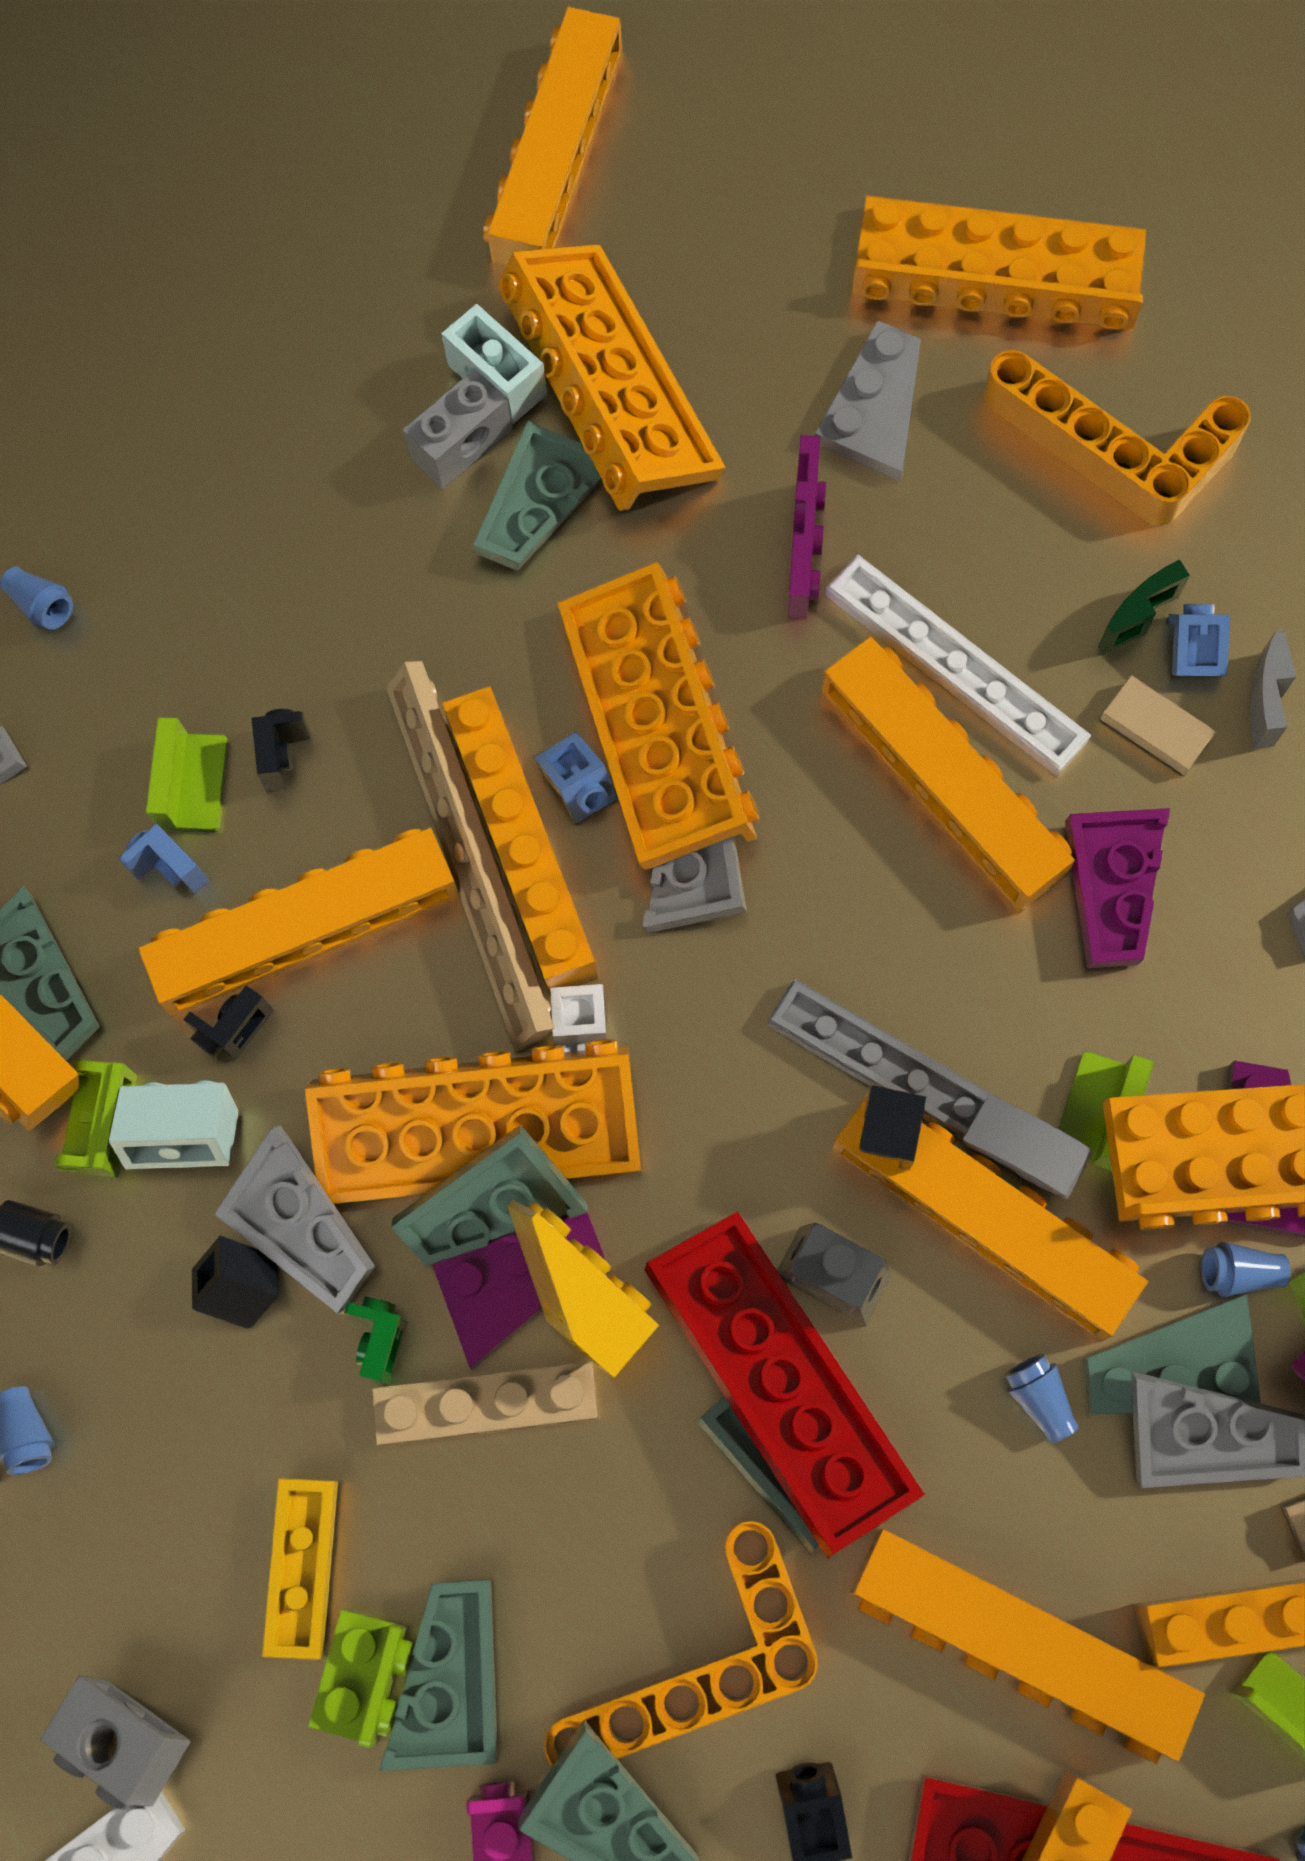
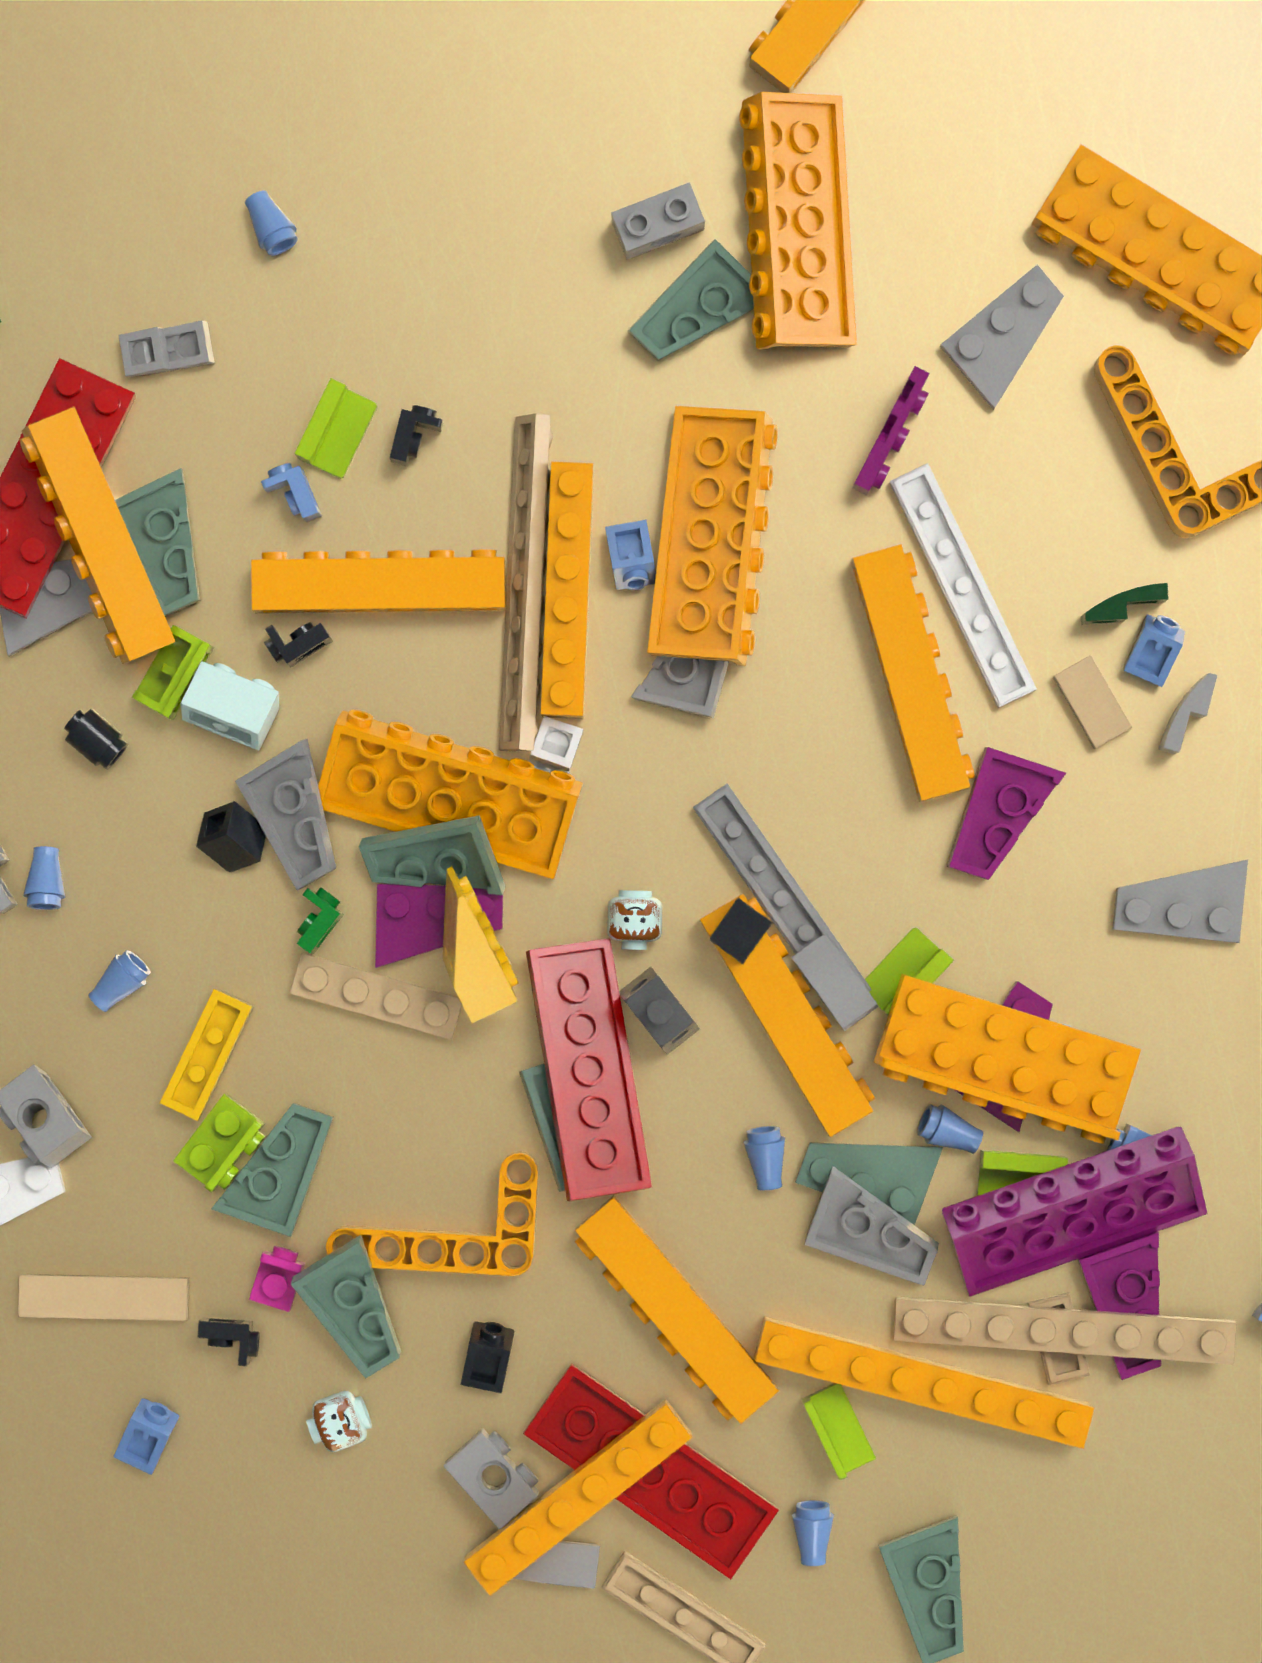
camera: 20 degrees right, 15 degrees up
(157, 1519) = (119, 980): none -> medium blue cone
(485, 345) = (710, 176): light aqua brick -> none
(756, 1176) = (634, 919): none -> light aqua head

